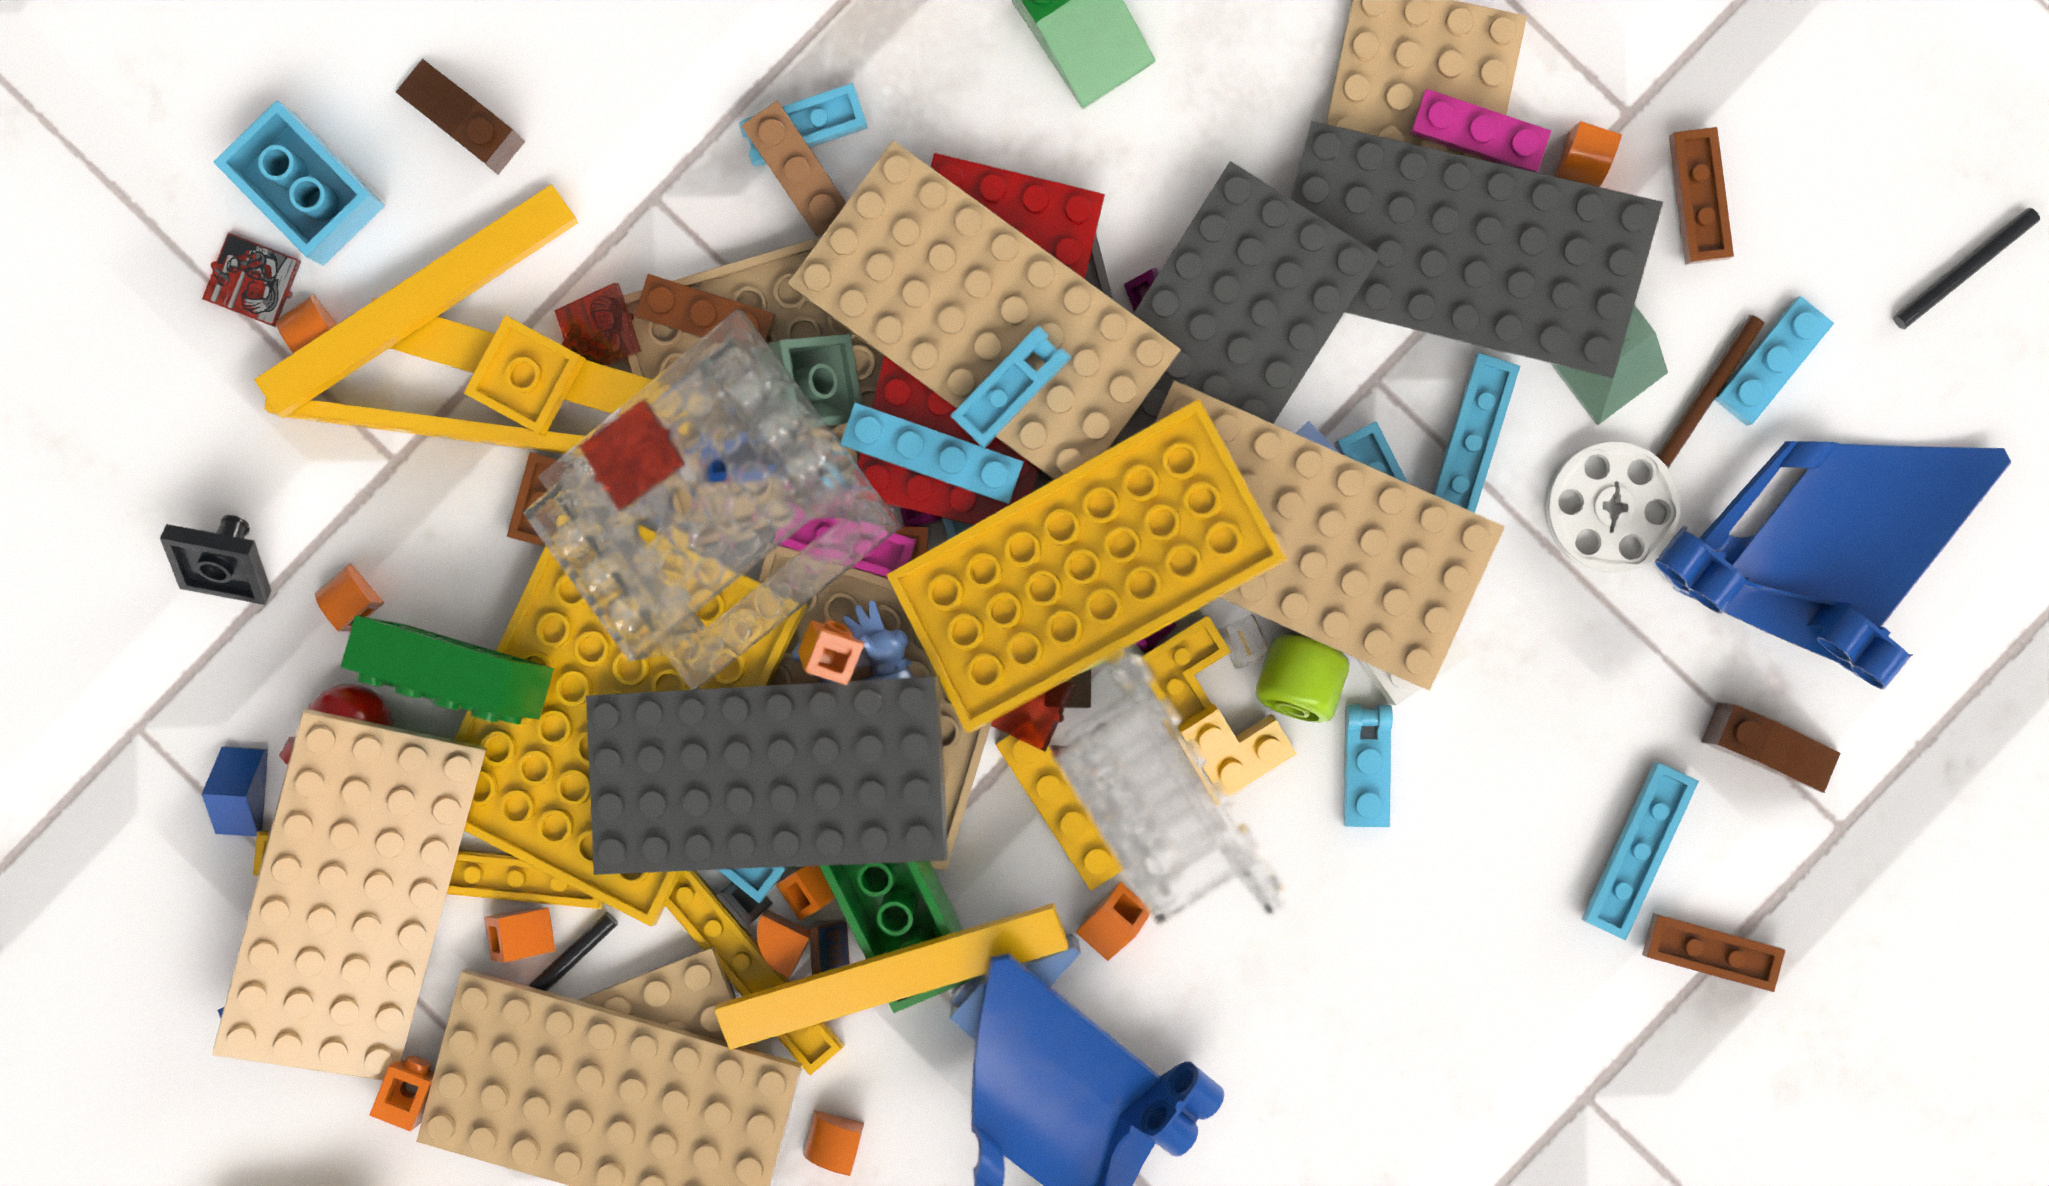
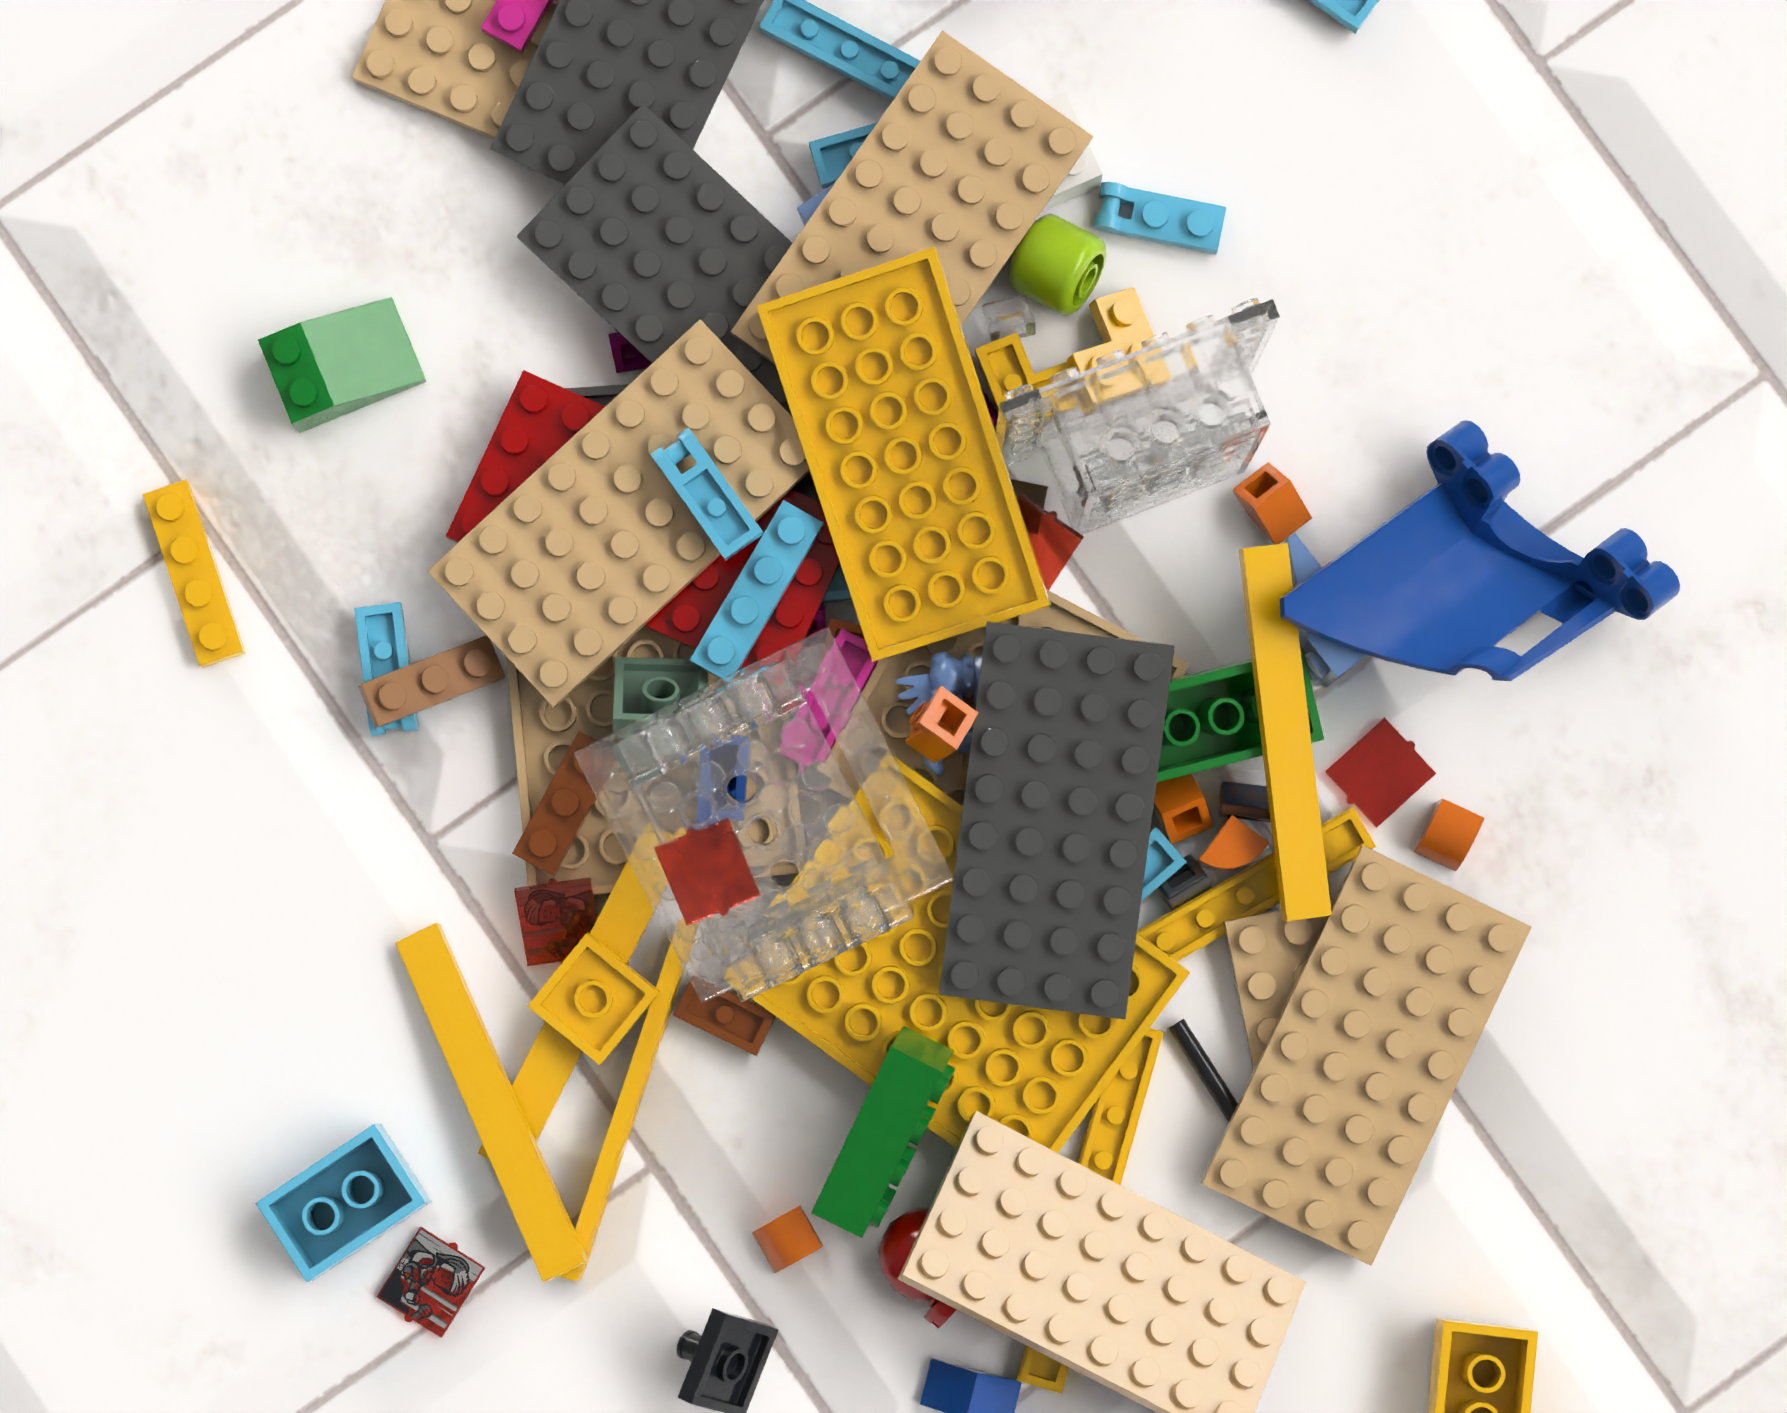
camera: 75 degrees left, 5 degrees down
(304, 323) = (492, 1228): orange brick -> none
(393, 1100) = (1335, 1274): orange brick -> none
(460, 116) = (303, 1026): reddish brown slope -> none
(519, 934) = (1174, 1121): orange brick -> none
(881, 1066) = (1380, 772): none -> clear red piece
(1061, 810) = (1148, 535): yellow plate -> none

